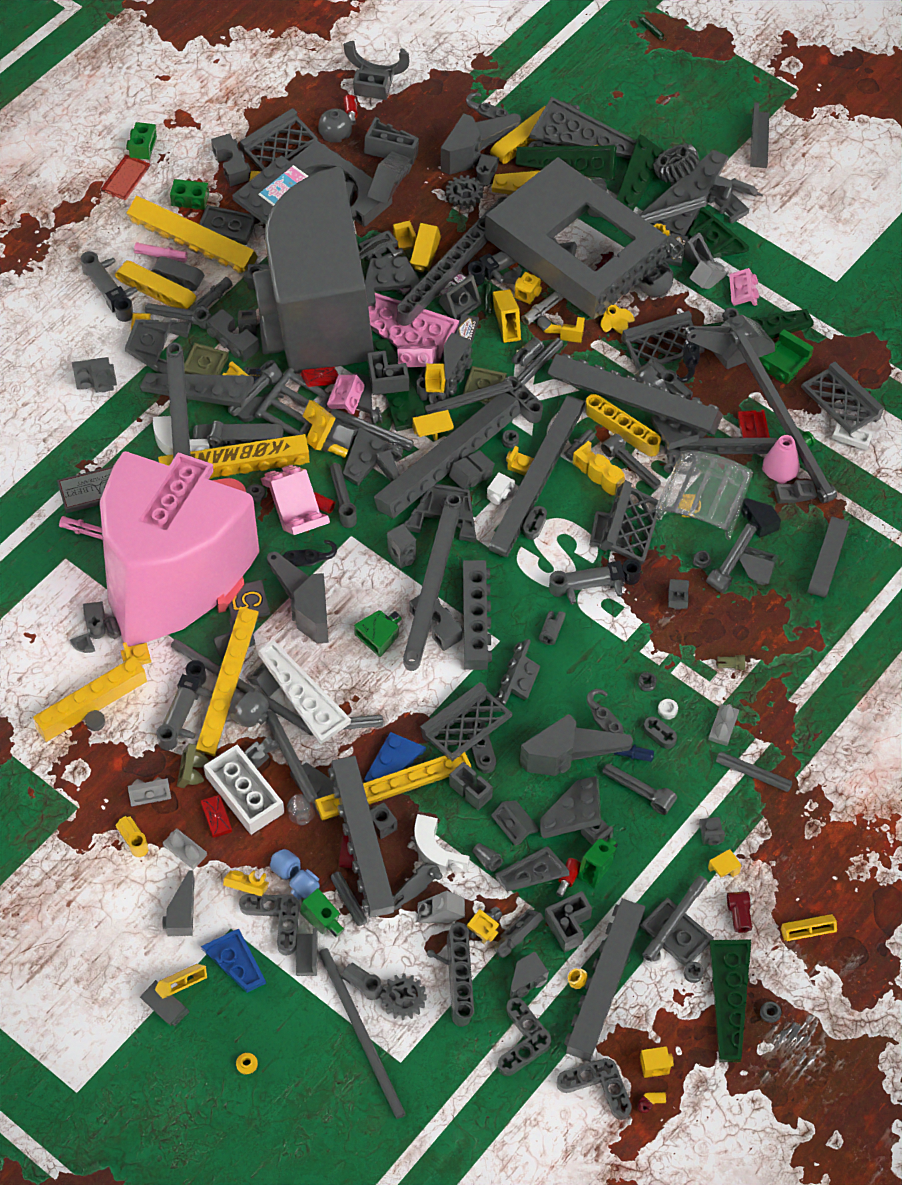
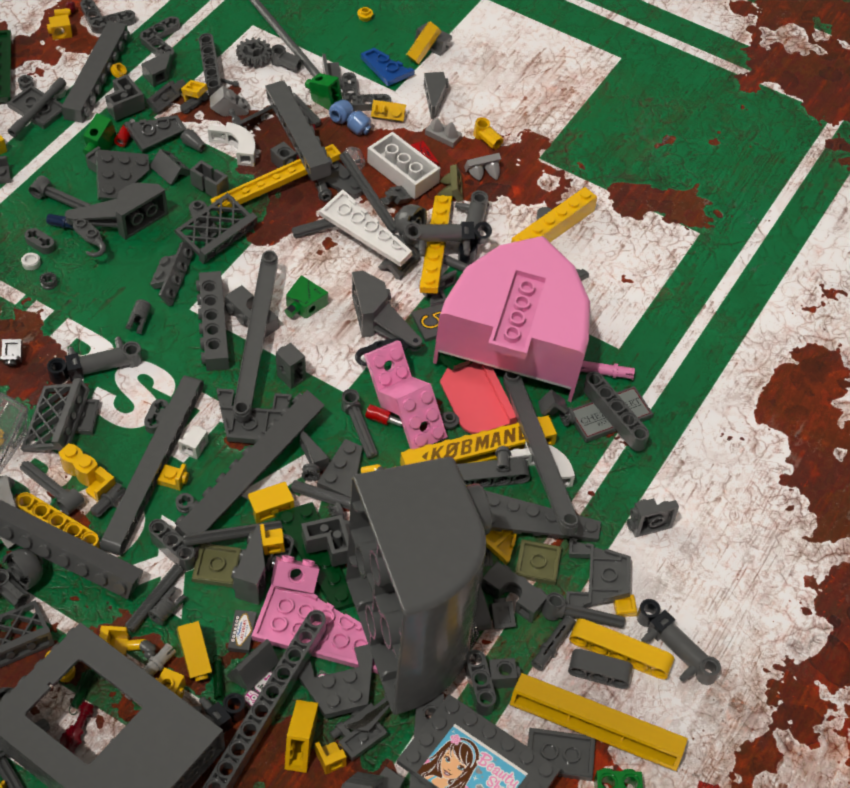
camera: 170 degrees right, 5 degrees down
(89, 468) = (616, 411): none -> dark grey beam
(156, 251) = (603, 696): bright pink pin -> none
(195, 668) = (463, 233): none -> dark grey piece
(394, 756) = (280, 205): blue wing -> none
(472, 470) = (230, 444): dark grey piece -> none

